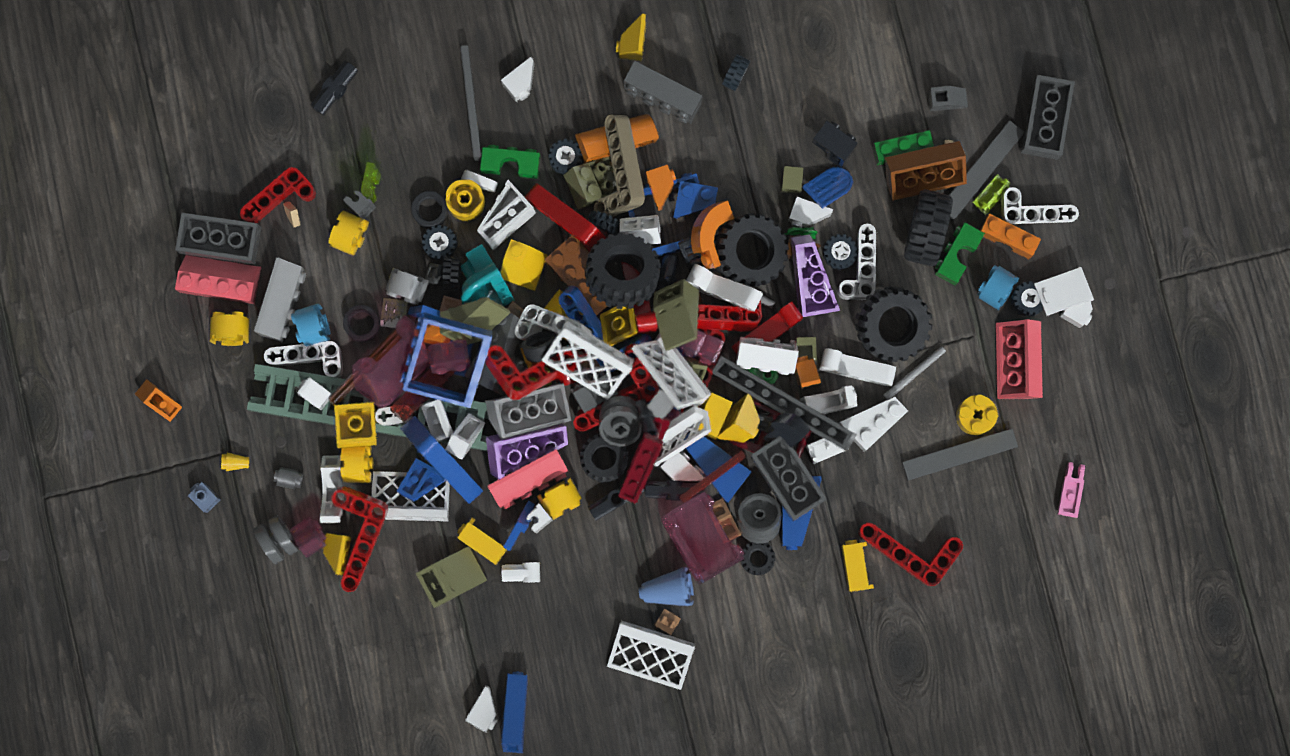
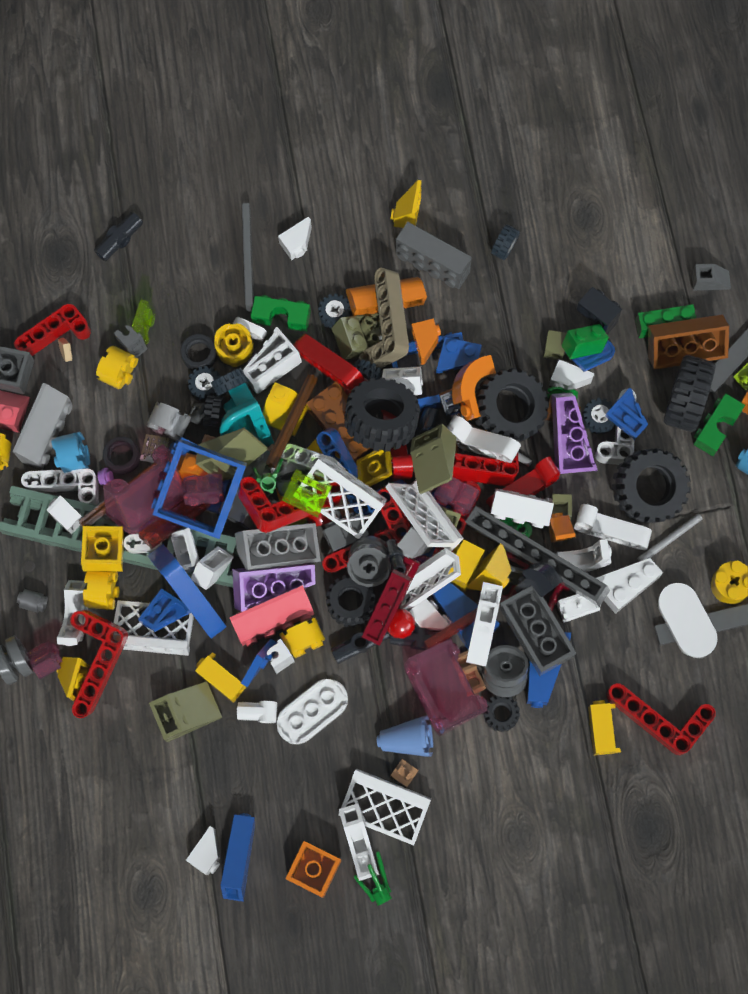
camera: 10 degrees right, 10 degrees down
(348, 347) = (105, 476): none -> medium lavender plate
(465, 242) = (229, 381): none -> black wheel
(514, 347) = (268, 480): none -> green plant
(531, 279) = (291, 421): none -> reddish brown axle
(553, 365) = (305, 498): none -> clear neon green plate
(574, 568) = (312, 711): none -> white tile
(587, 720) = (313, 869): none -> orange brick
(628, 691) = (358, 840): none -> white arch
(652, 736) = (381, 892): none -> green plant
(657, 480) = (402, 624): none -> red hair
(736, 476) = (484, 624): none -> white slope
(822, 177) = (585, 341): none -> green brick
(868, 253) = (628, 415): none -> blue wing
(933, 455) = (687, 620): none -> white tile

